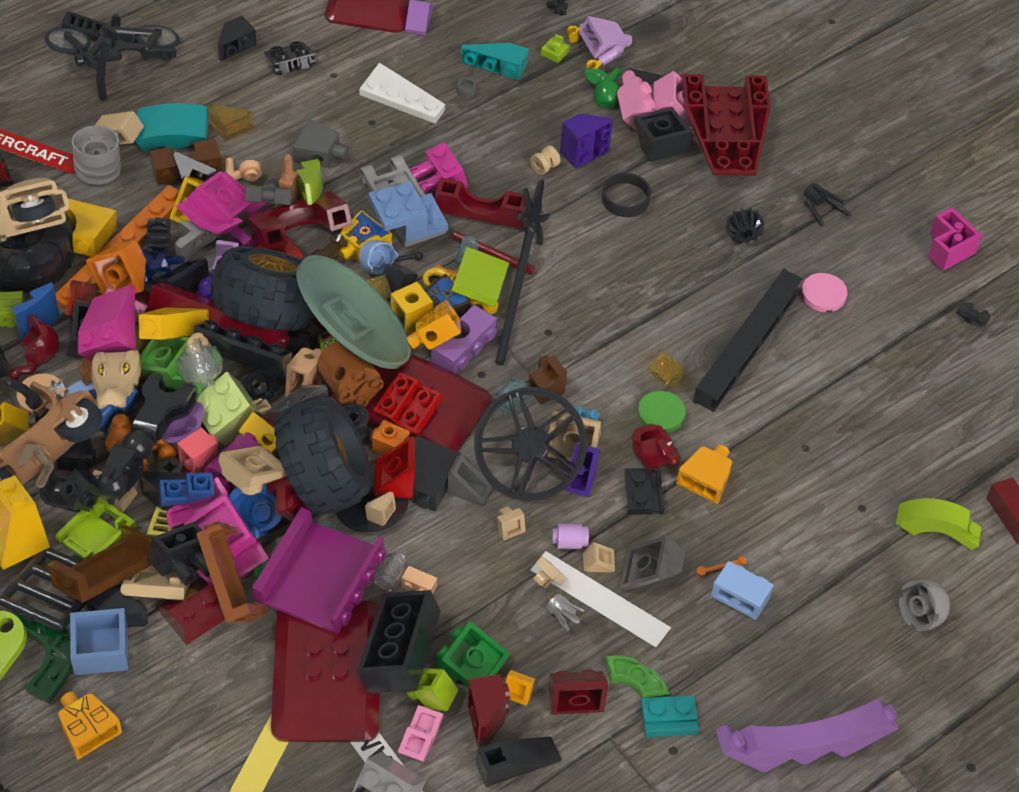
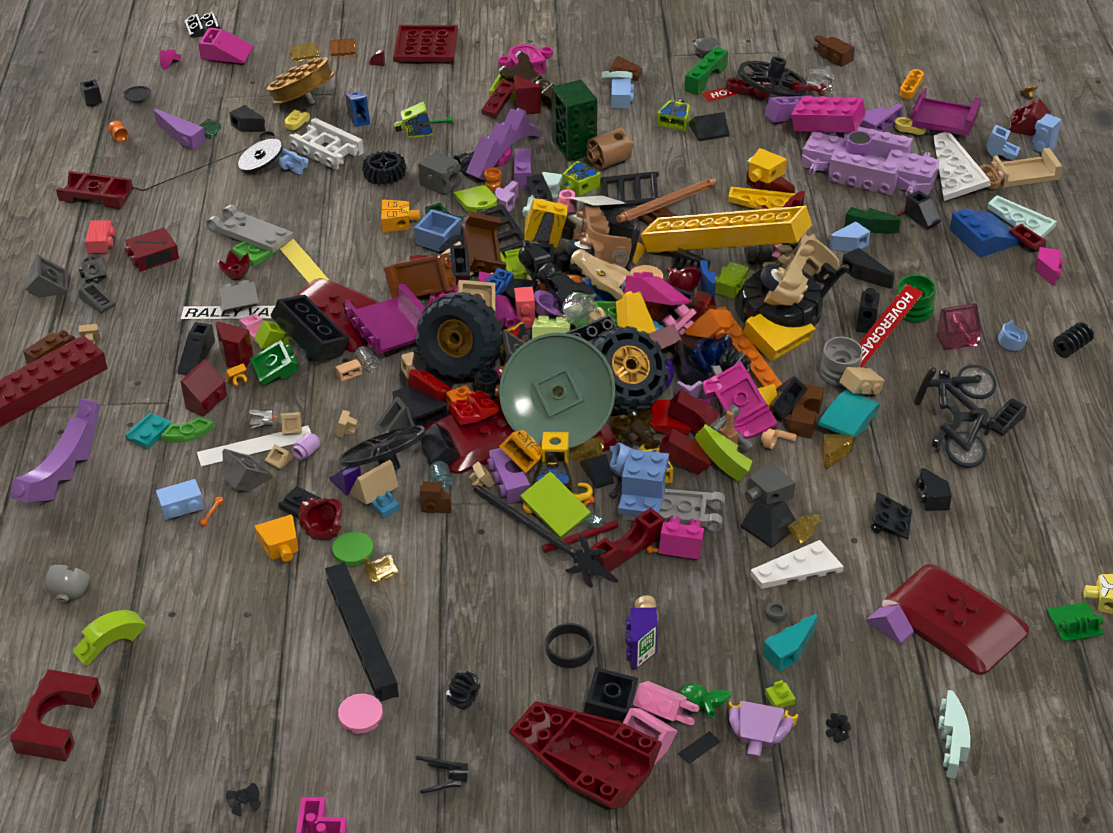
camera: 130 degrees right, 10 degrees down
(356, 103) = (803, 527): none -> clear yellow plate
(363, 132) = (769, 522): none -> black slope
(471, 410) = (439, 445): none -> black brick
(483, 361) = (481, 476): none -> tan tile

